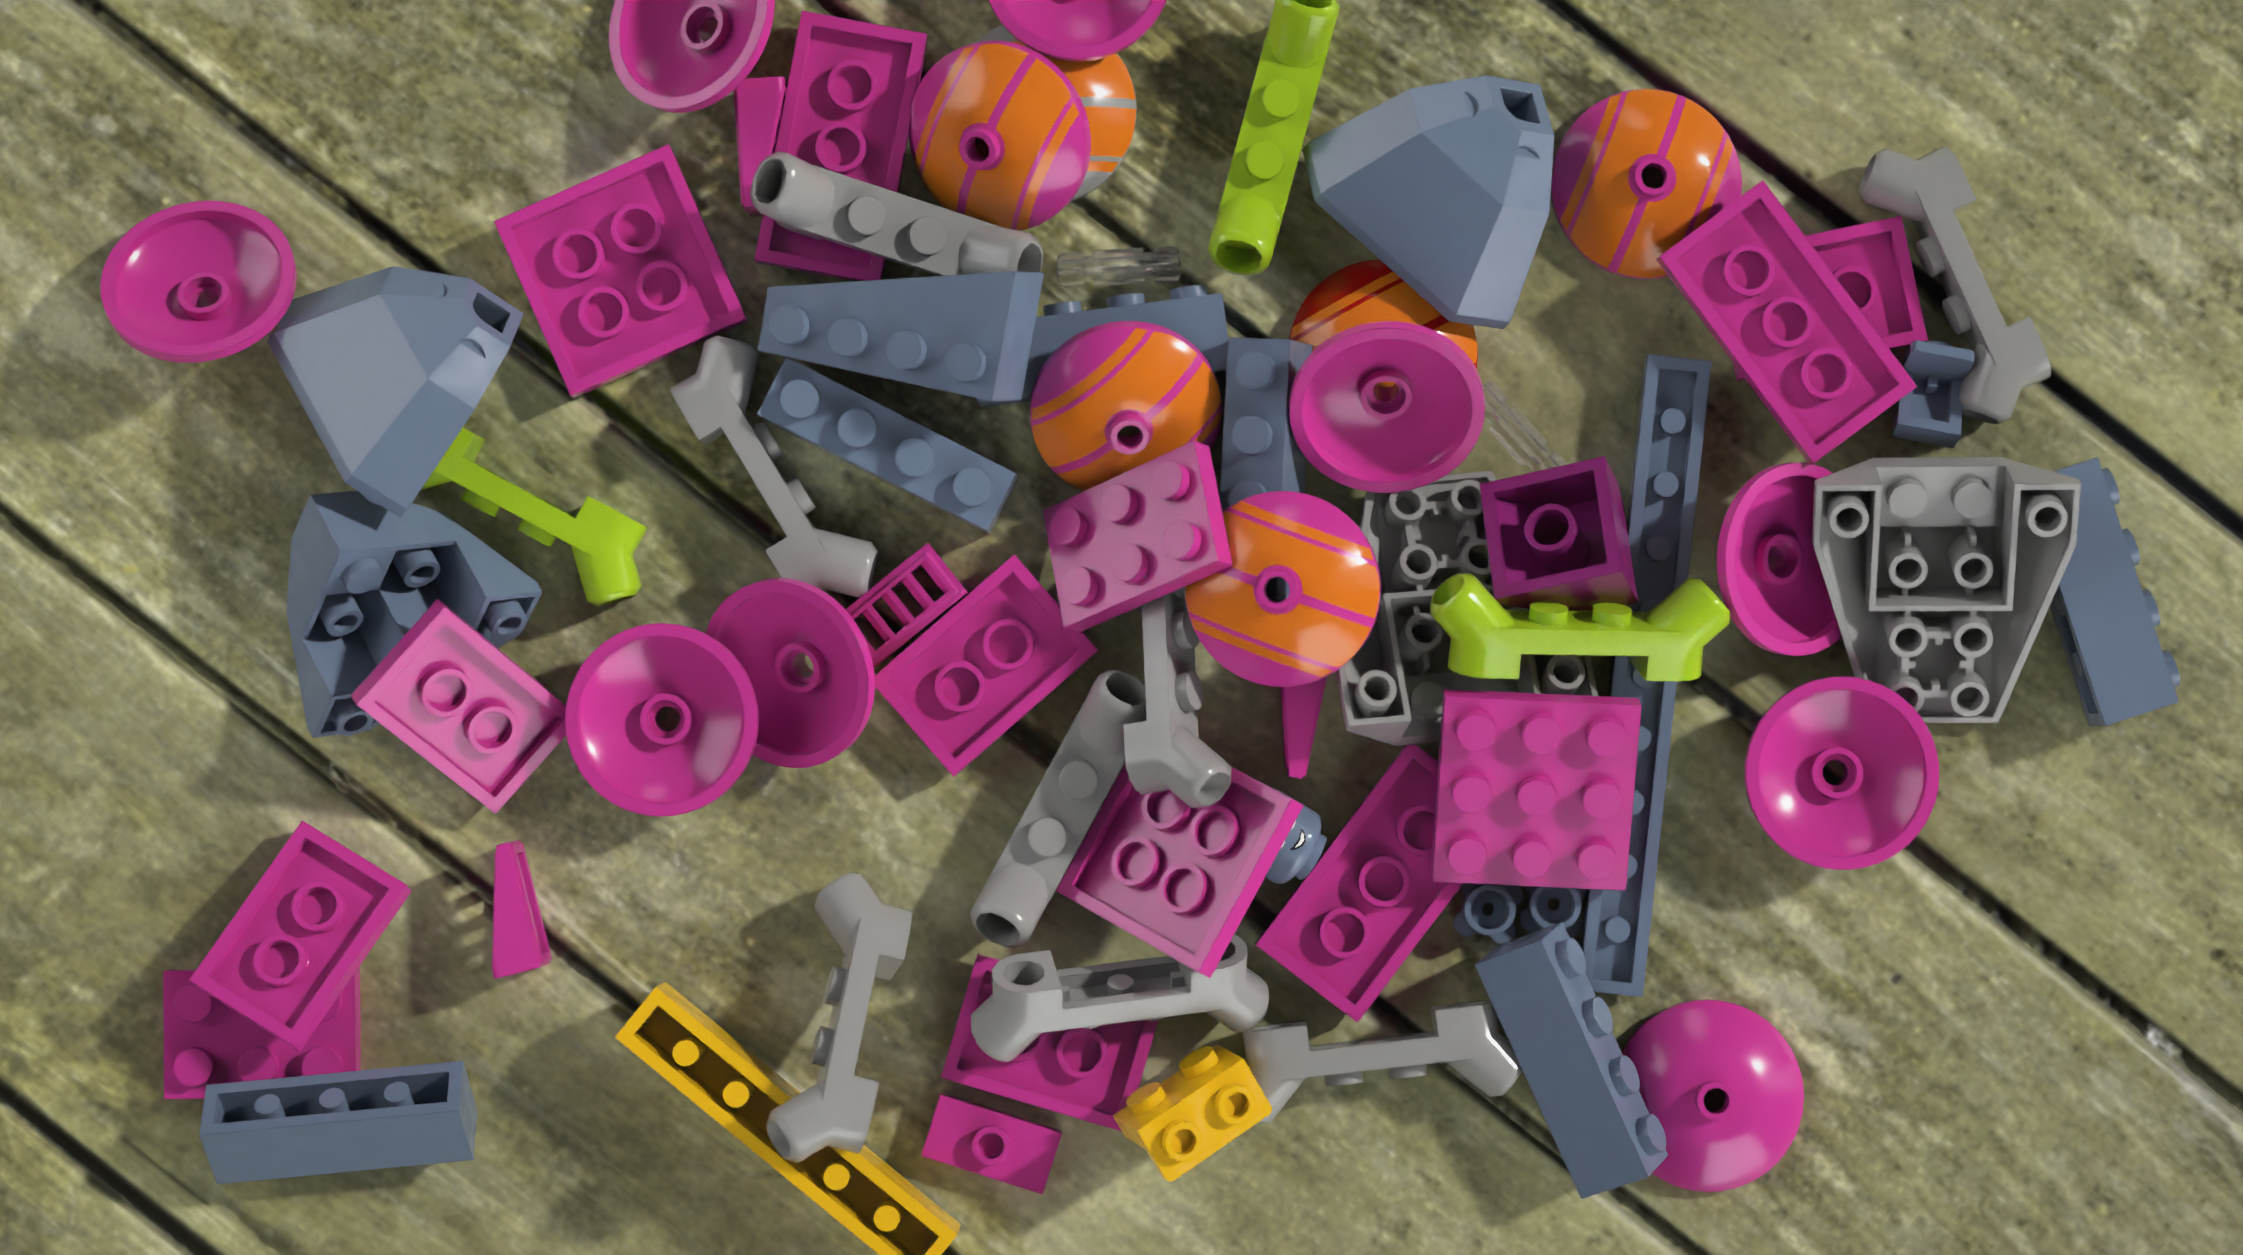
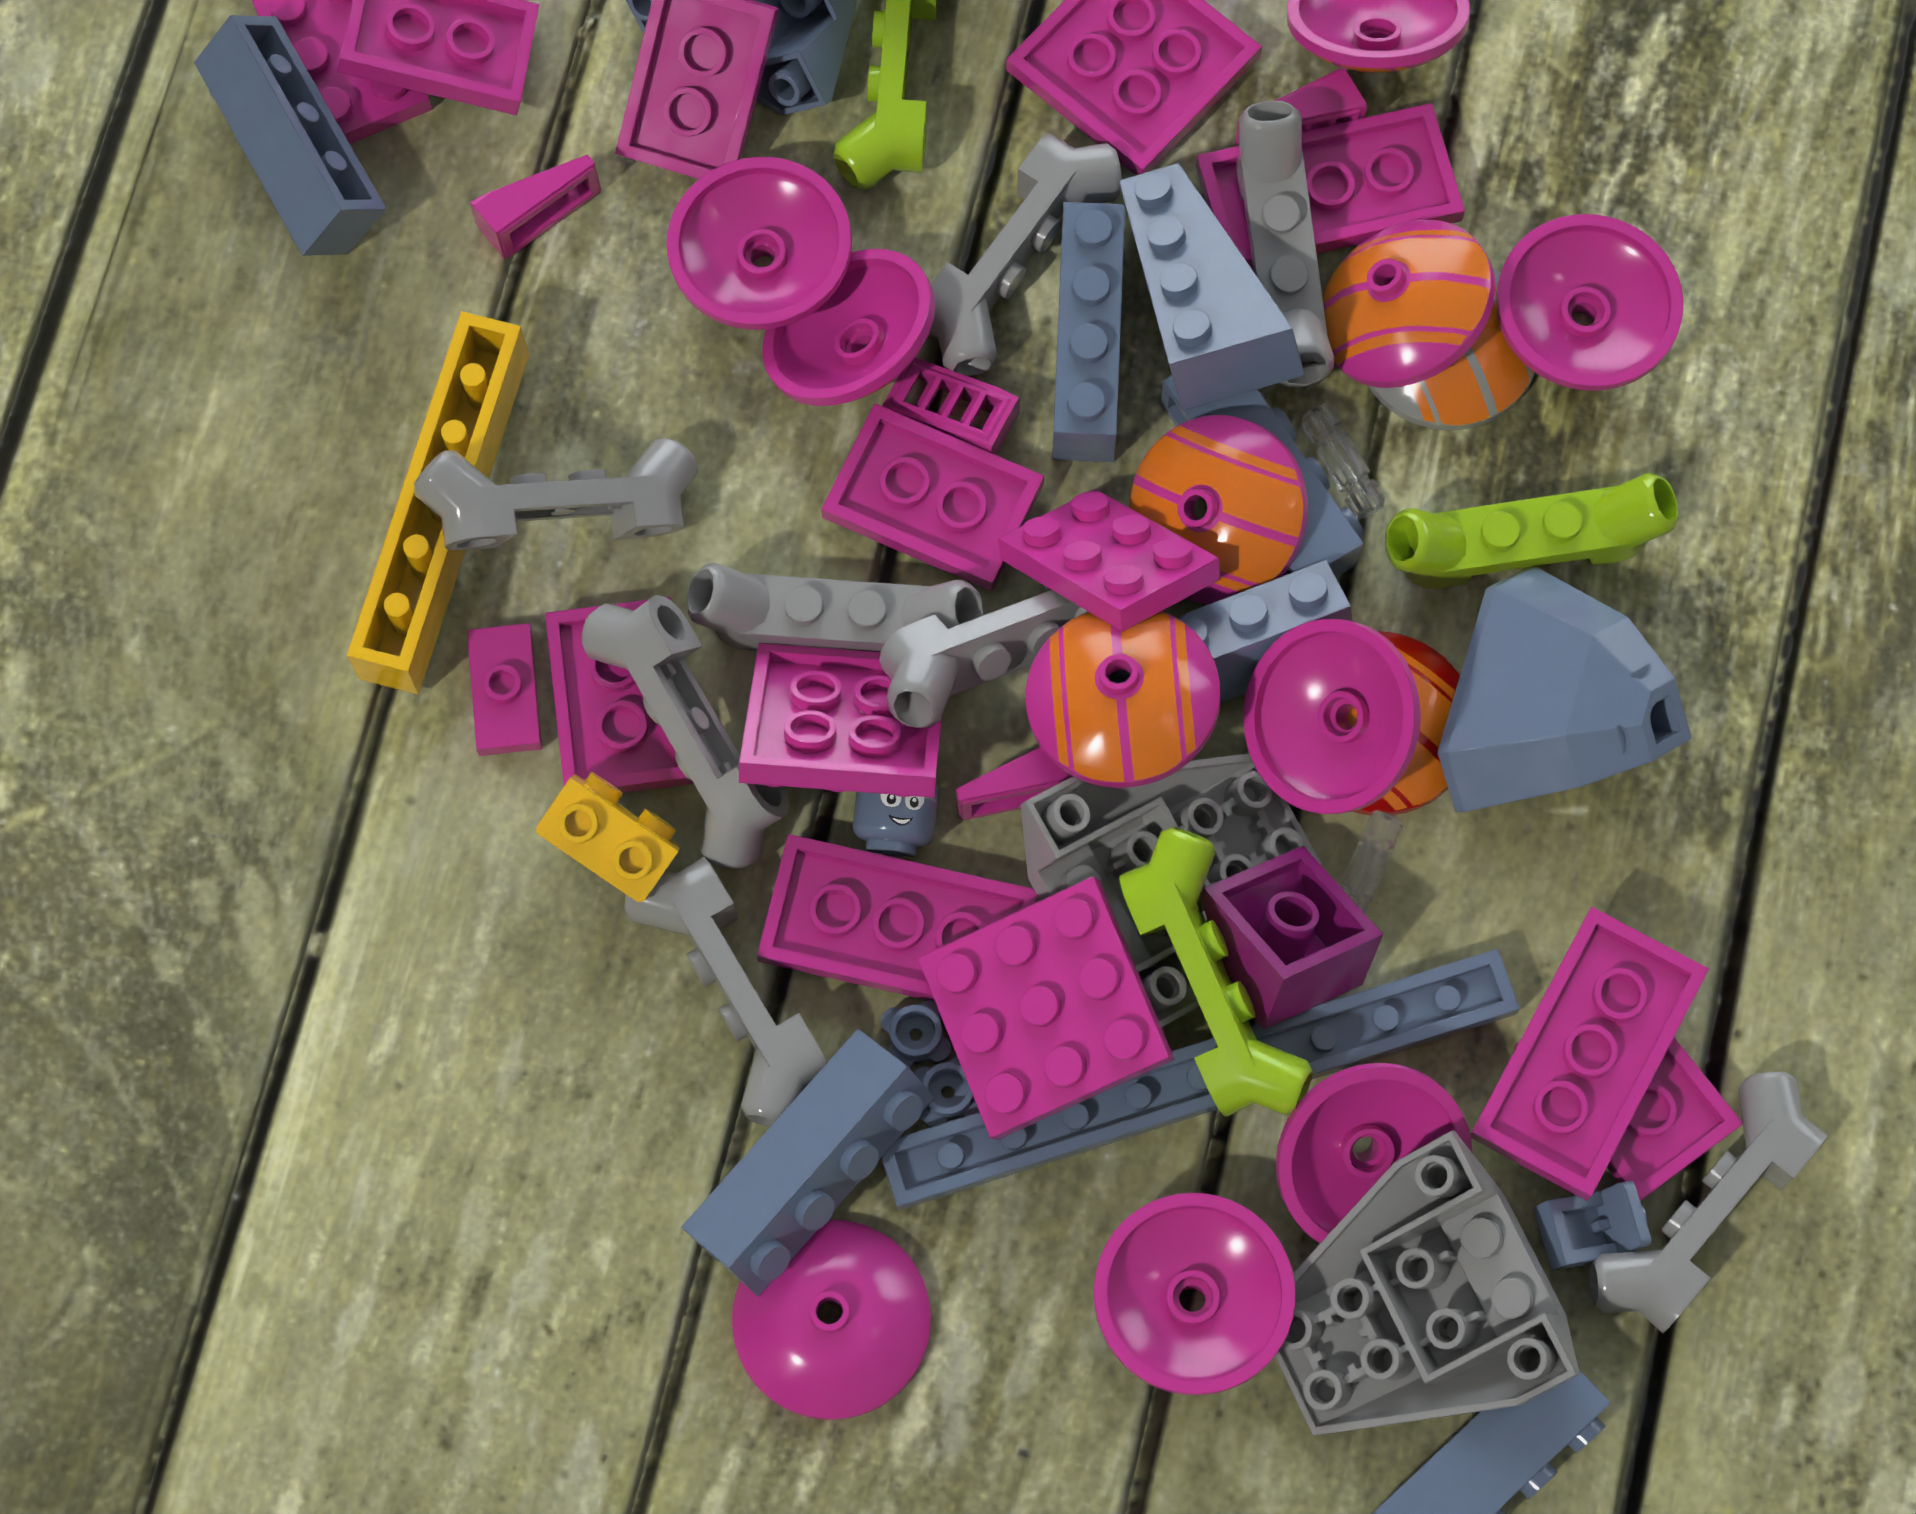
camera: 65 degrees right, 15 degrees down
(1600, 185) = (1610, 866): orange dish -> none

